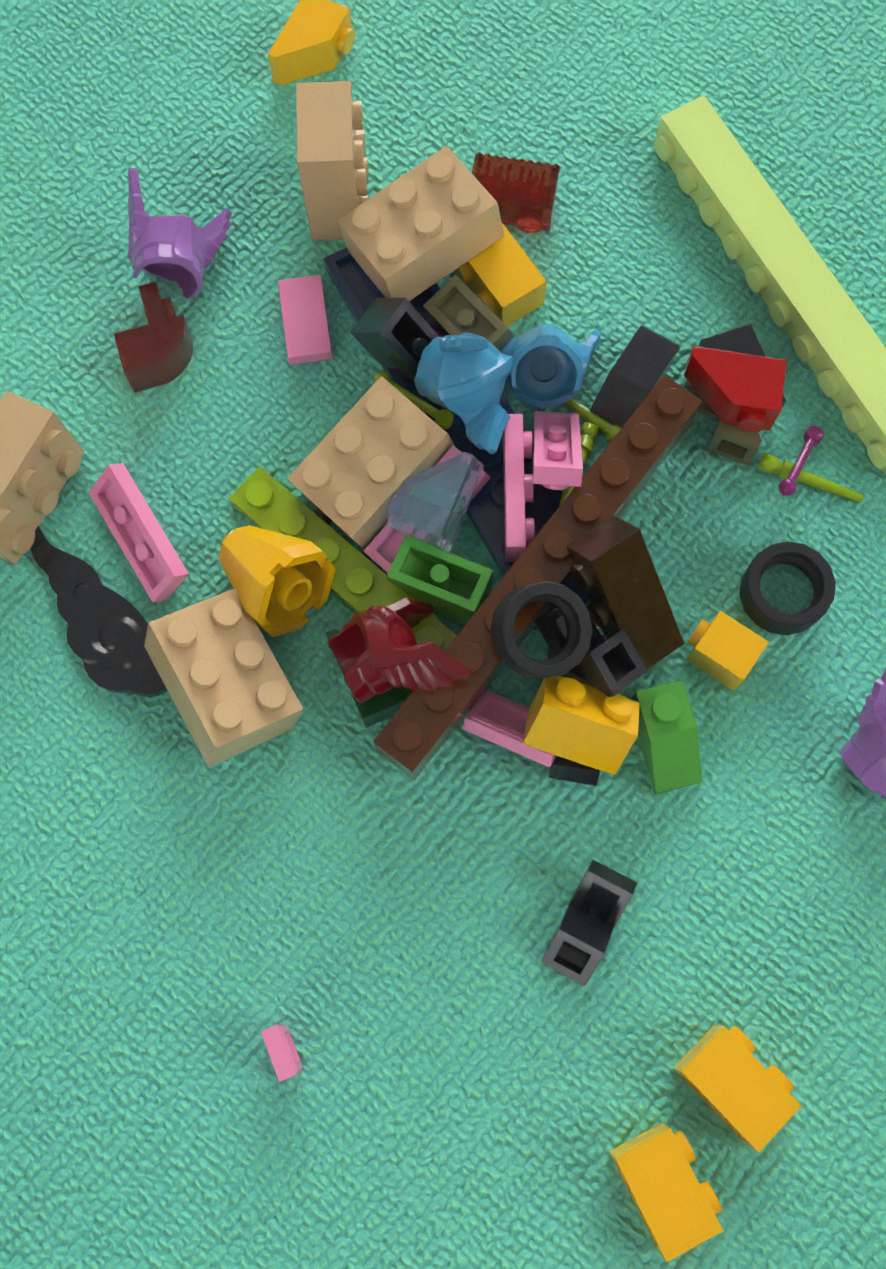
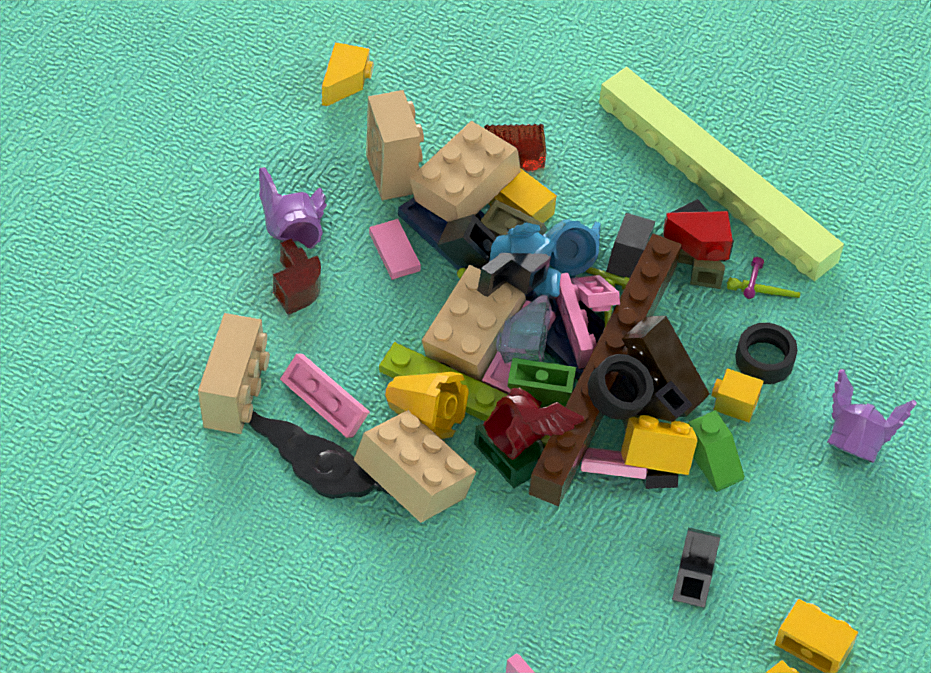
camera: 20 degrees left, 20 degrees down
(448, 406) = (520, 270): none -> black slope

